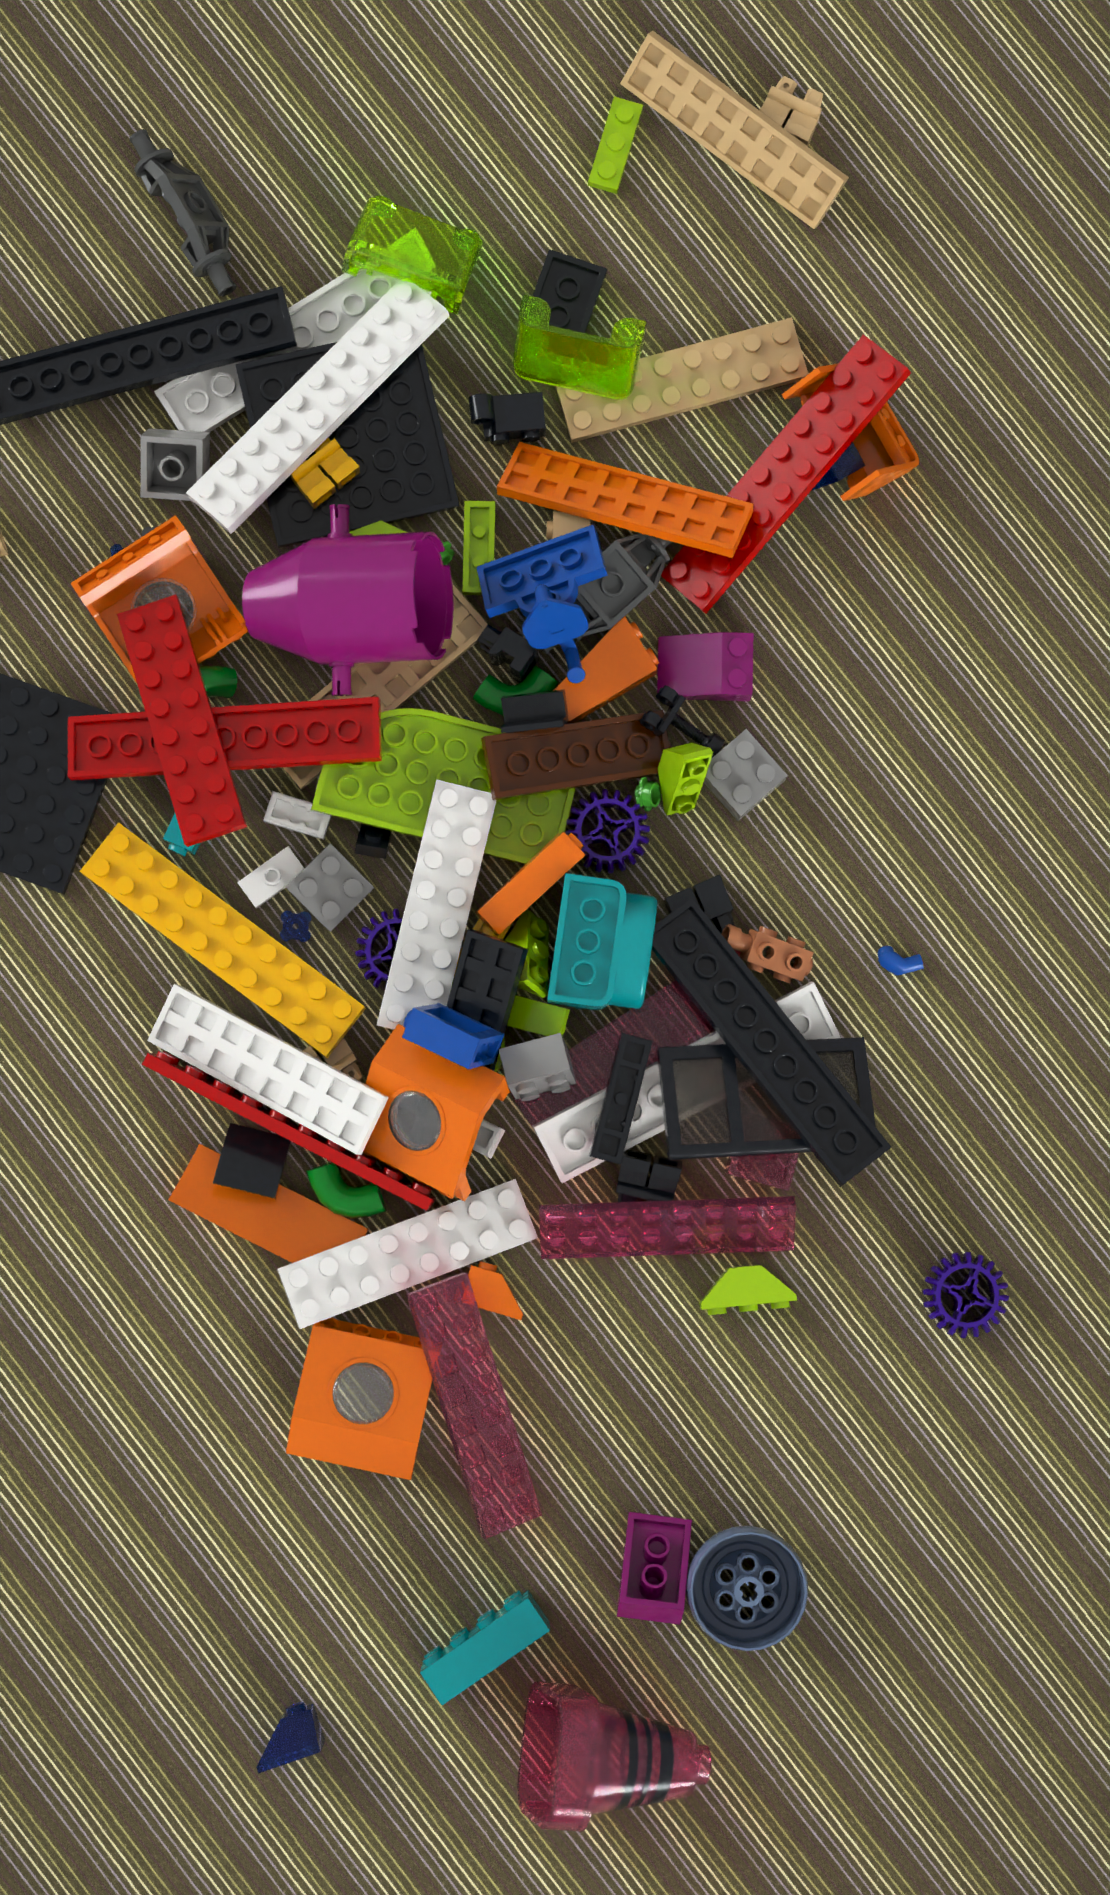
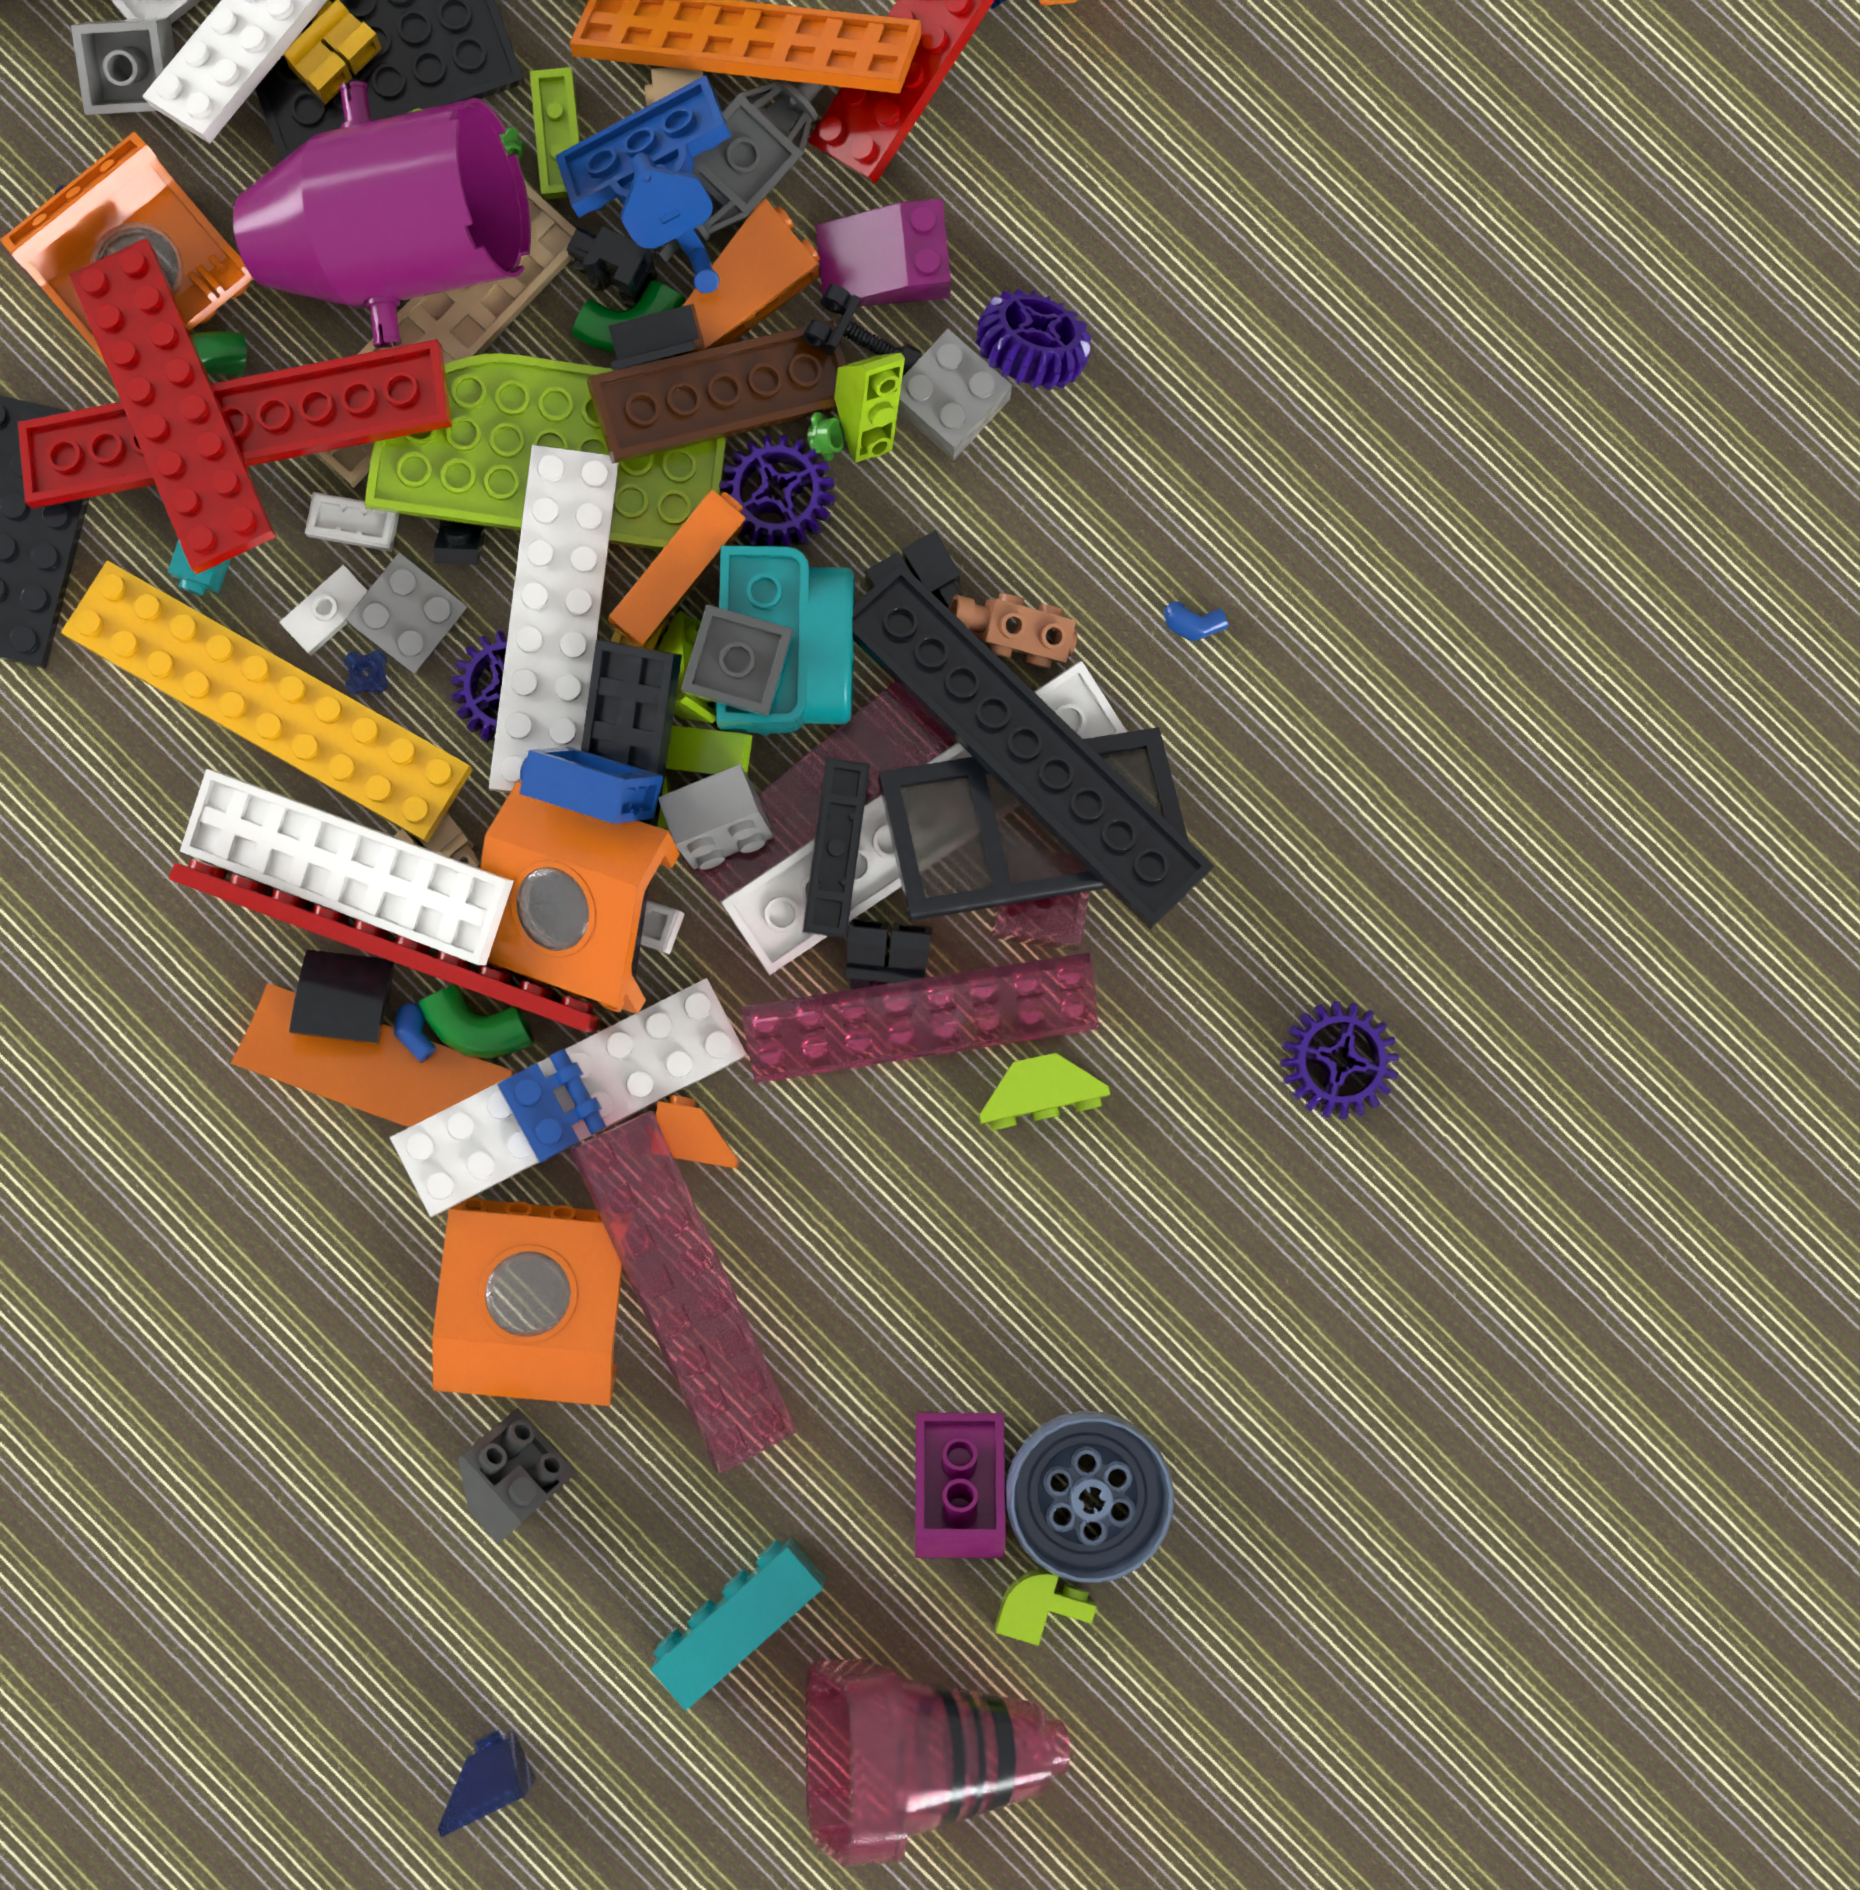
camera: 10 degrees left, 0 degrees up
(297, 1191) = (409, 1029): none -> blue arm
(334, 1521) = (510, 1475): none -> dark grey slope
(386, 1264) = (539, 1112): none -> blue plate
(567, 959) = (737, 660): none -> dark grey plate
(696, 1656) = (1032, 1597): none -> lime brick
(807, 743) = (1033, 339): none -> dark purple gear

